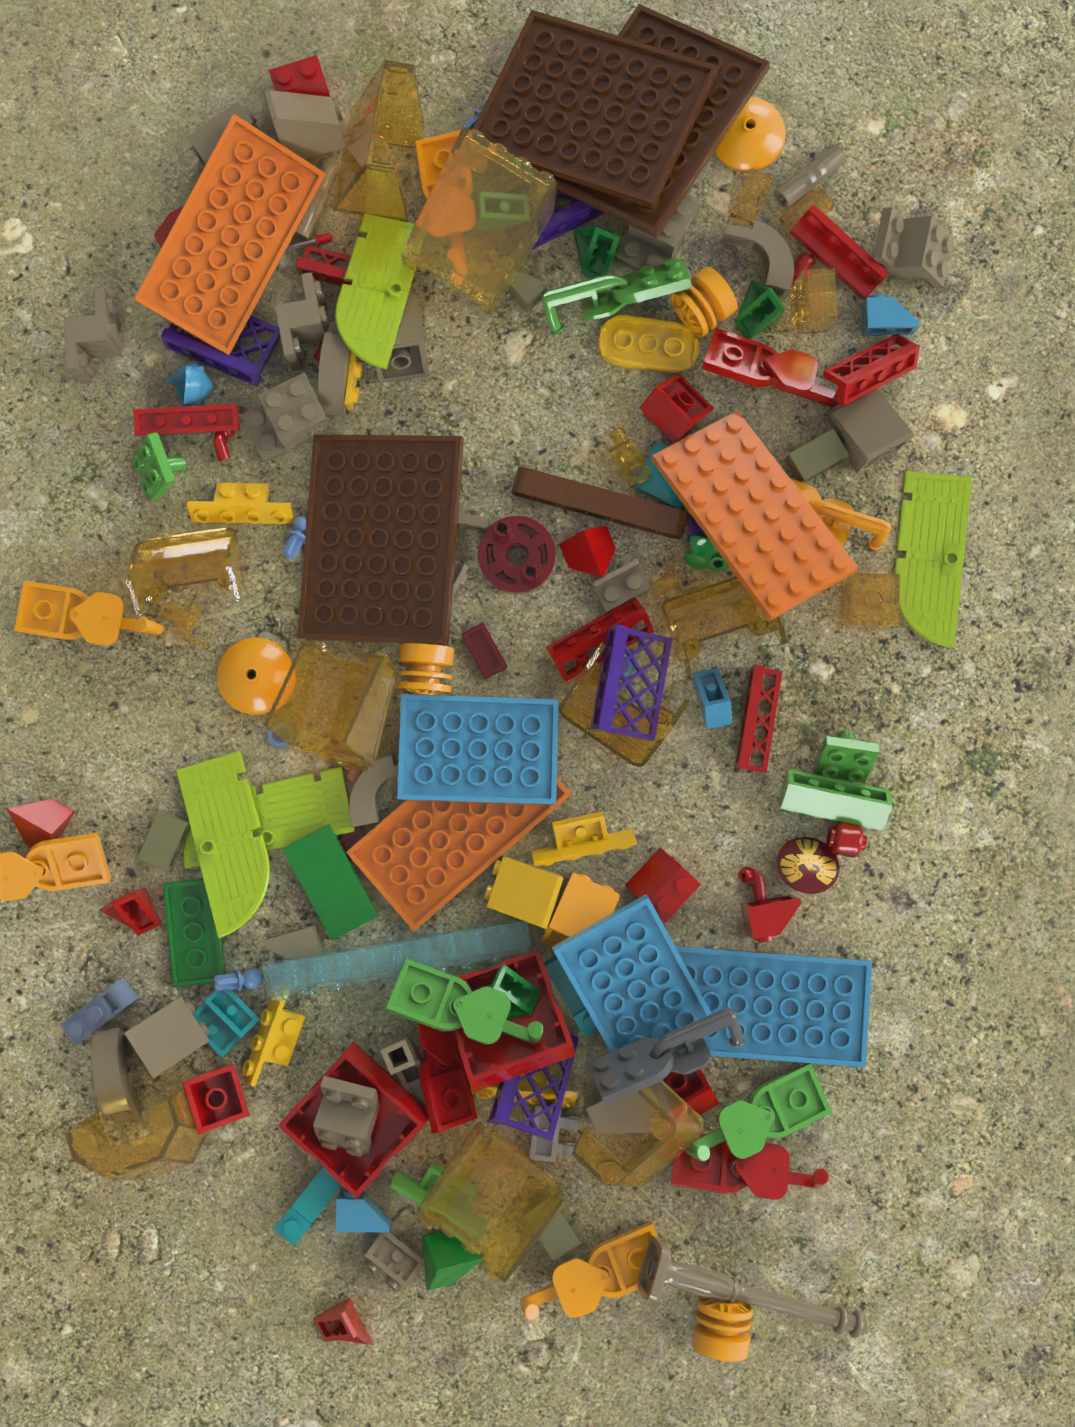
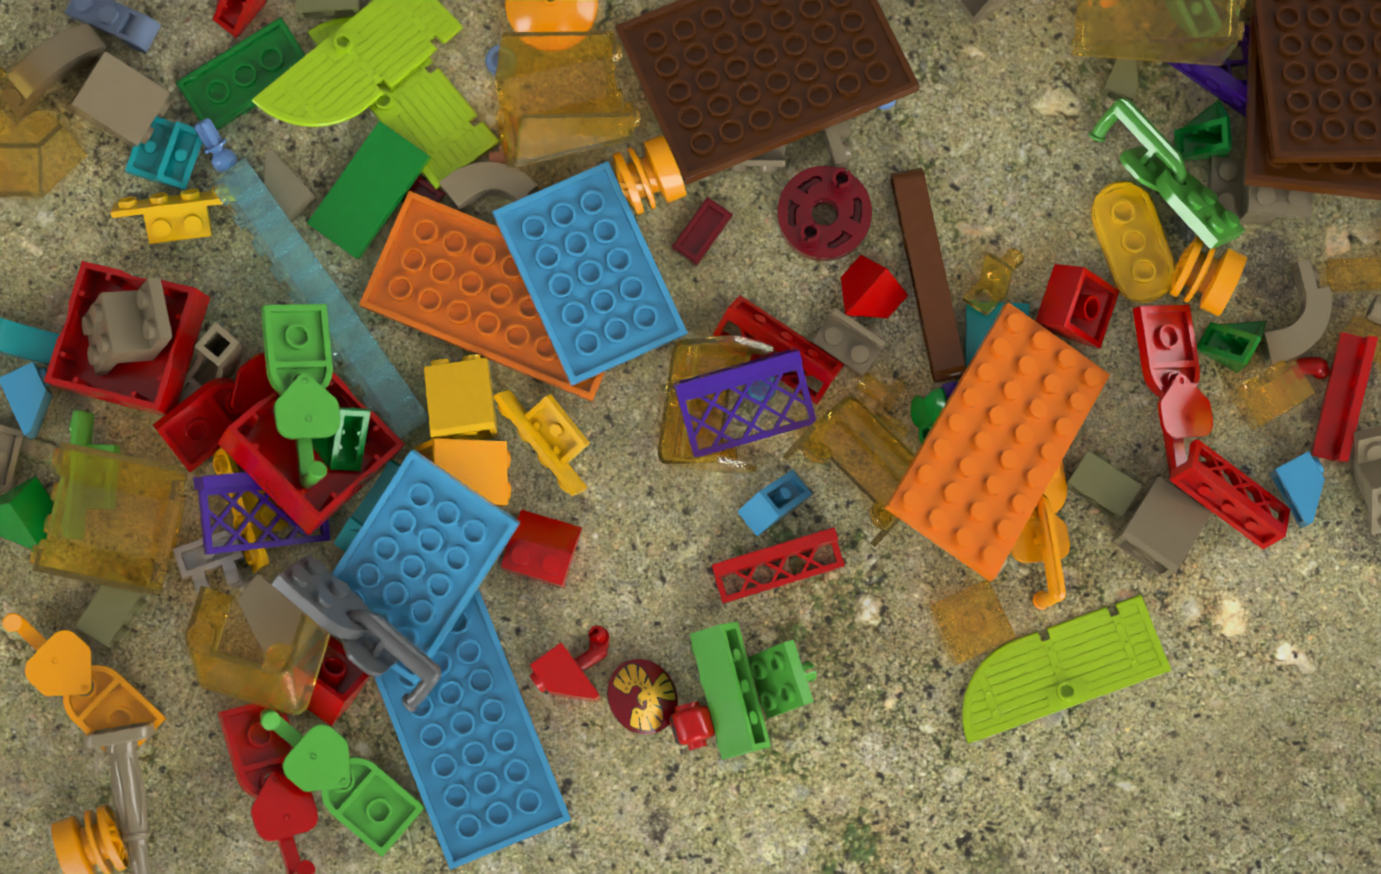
camera: 60 degrees right, 5 degrees down
(215, 1098) = (79, 181): red slope -> none

